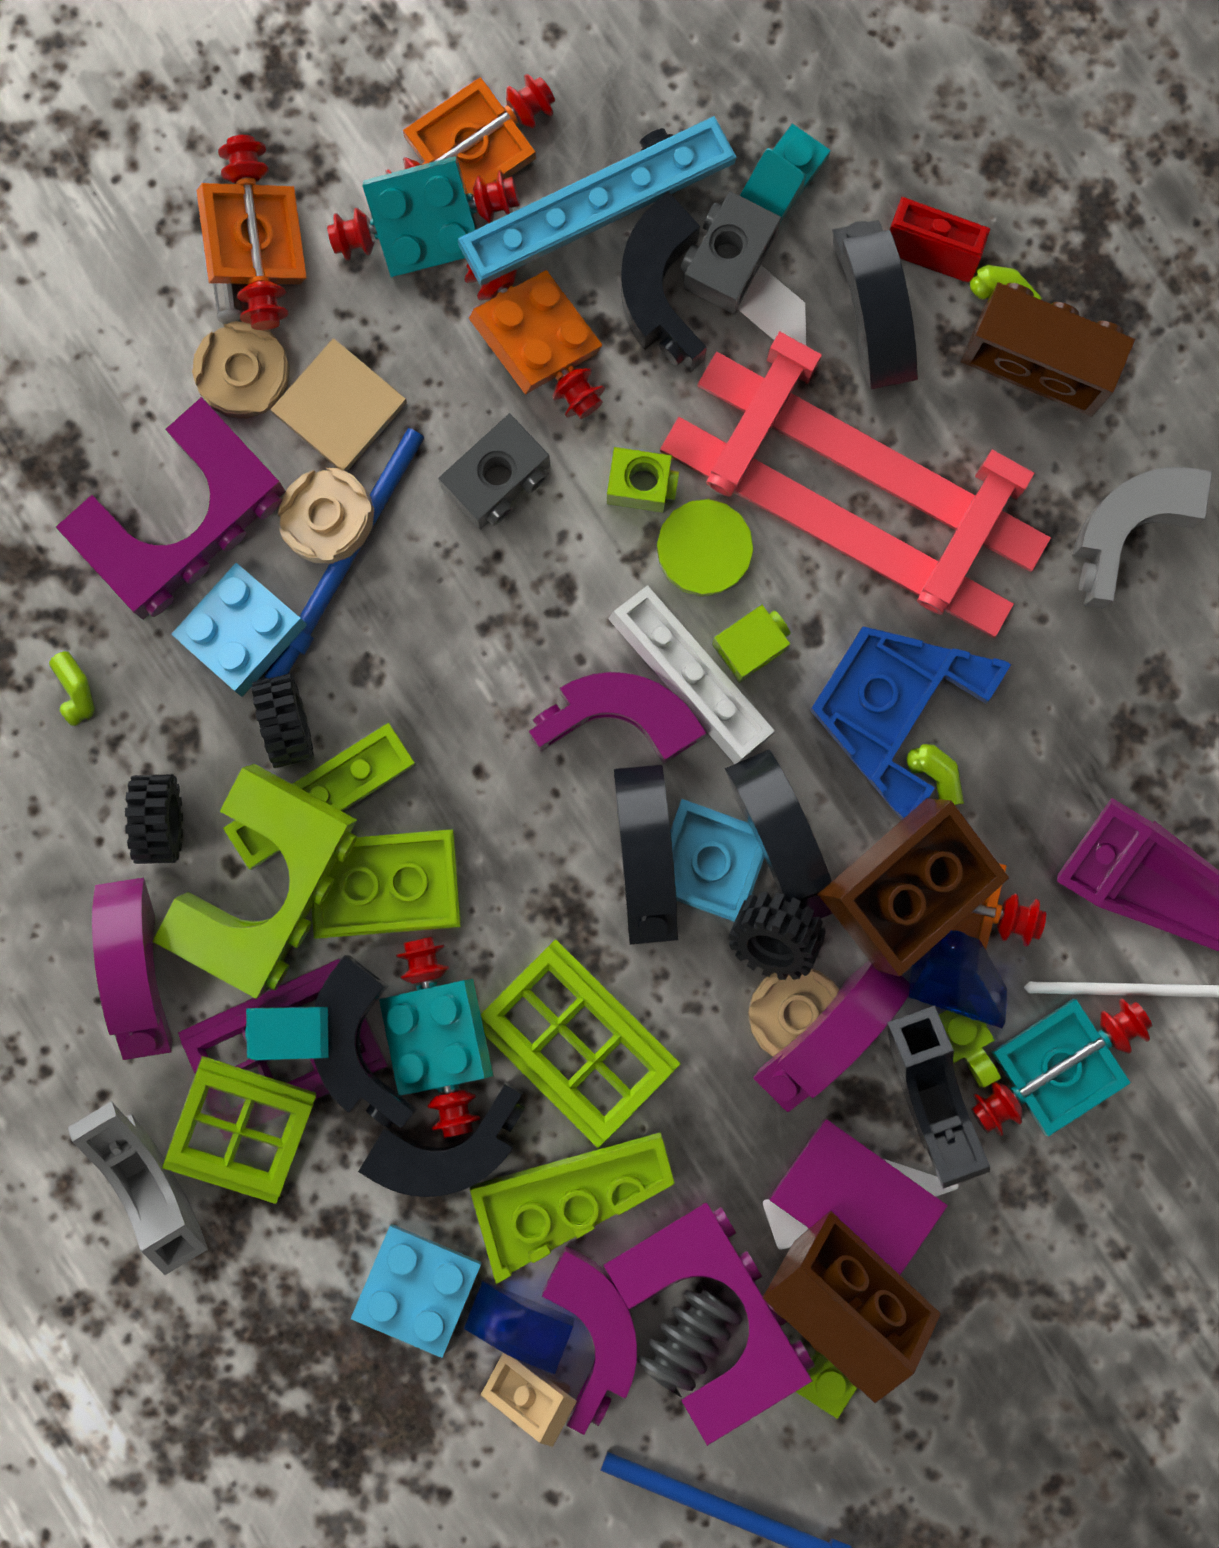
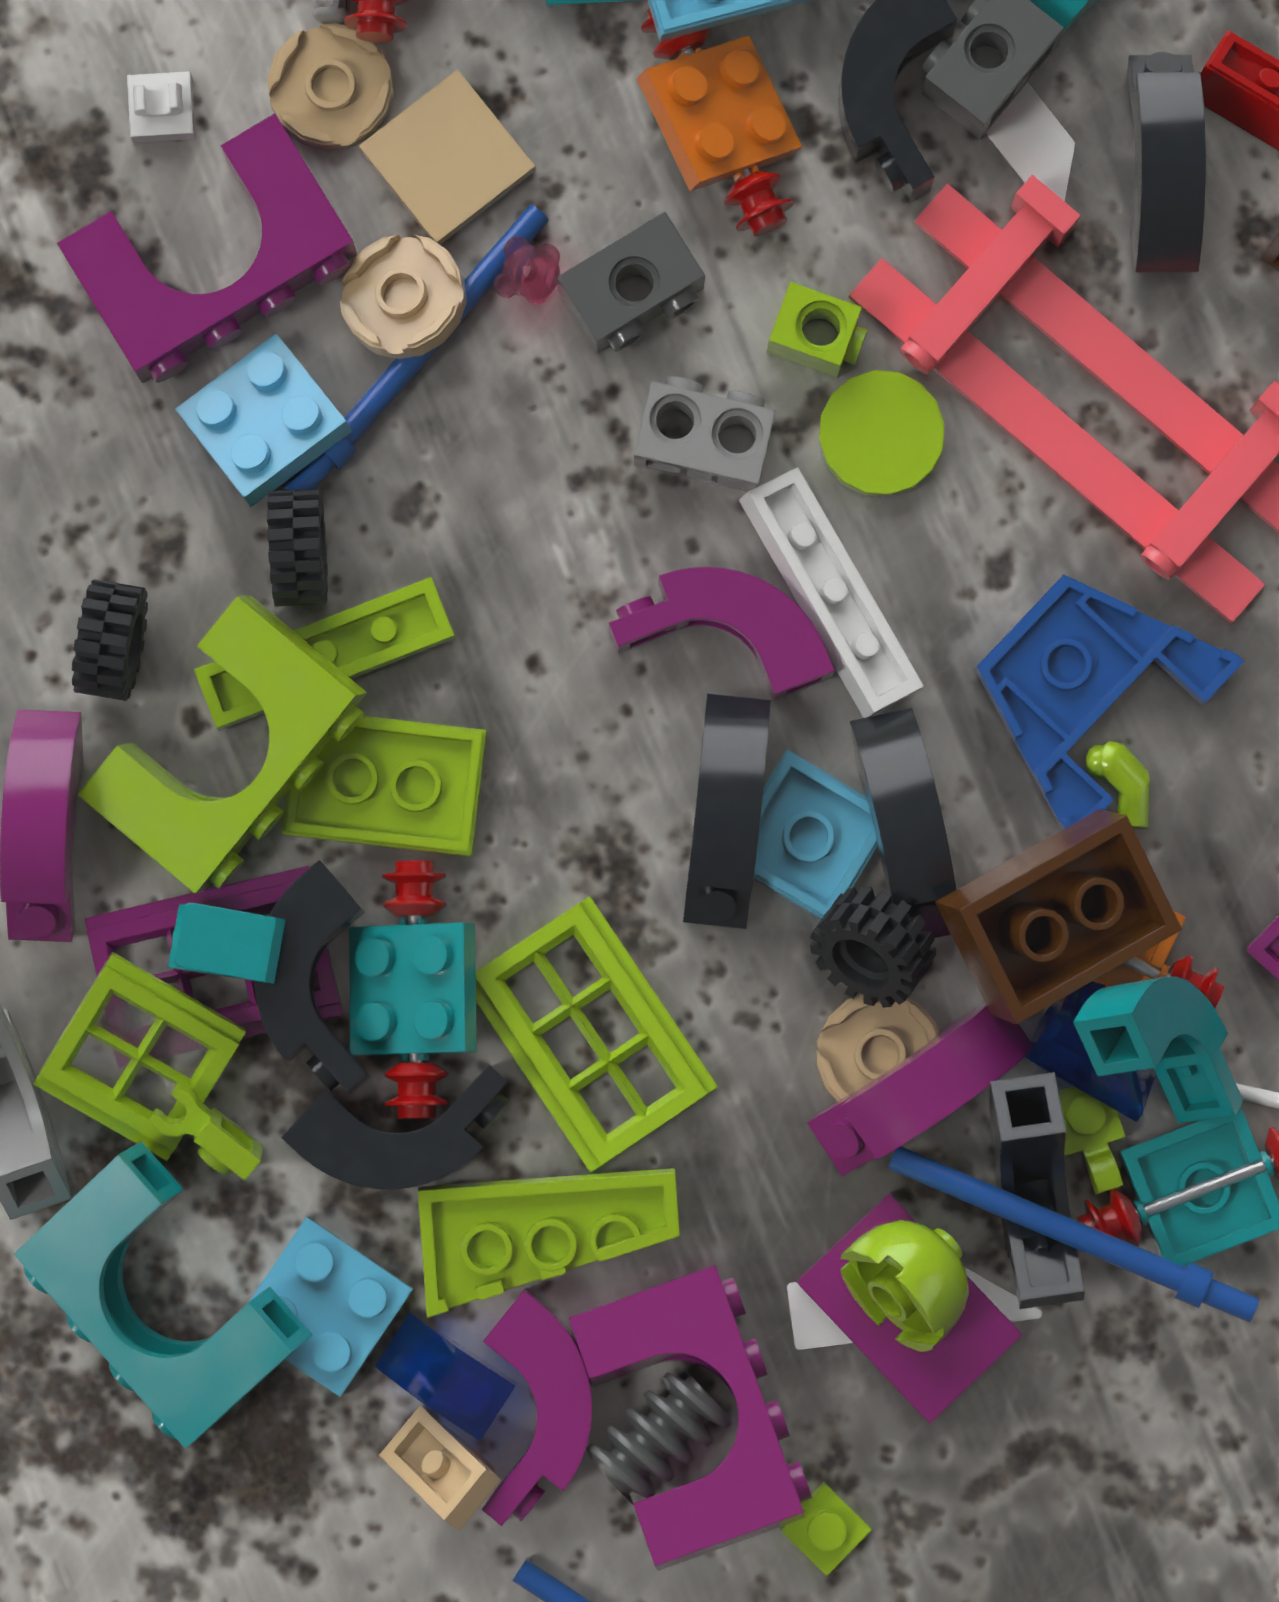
camera: 10 degrees right, 0 degrees up
(77, 687) = (42, 452): lime arm -> none
(116, 410) = (161, 107): none -> white tile
(227, 1303) = (81, 1267): none -> teal arch
(312, 1180) = (220, 1140): none -> lime plate
(427, 482) = (543, 274): none -> clear pink plate
(572, 588) = (700, 452): none -> light grey brick
(752, 642) = (918, 567): lime brick -> none
(852, 1307) = (874, 1432): reddish brown brick -> none
(856, 1182) = (910, 1278): none -> lime cylinder
(1011, 958) = (1165, 1028): none -> teal arch
(1068, 1143) = (1191, 1283): none -> blue bar

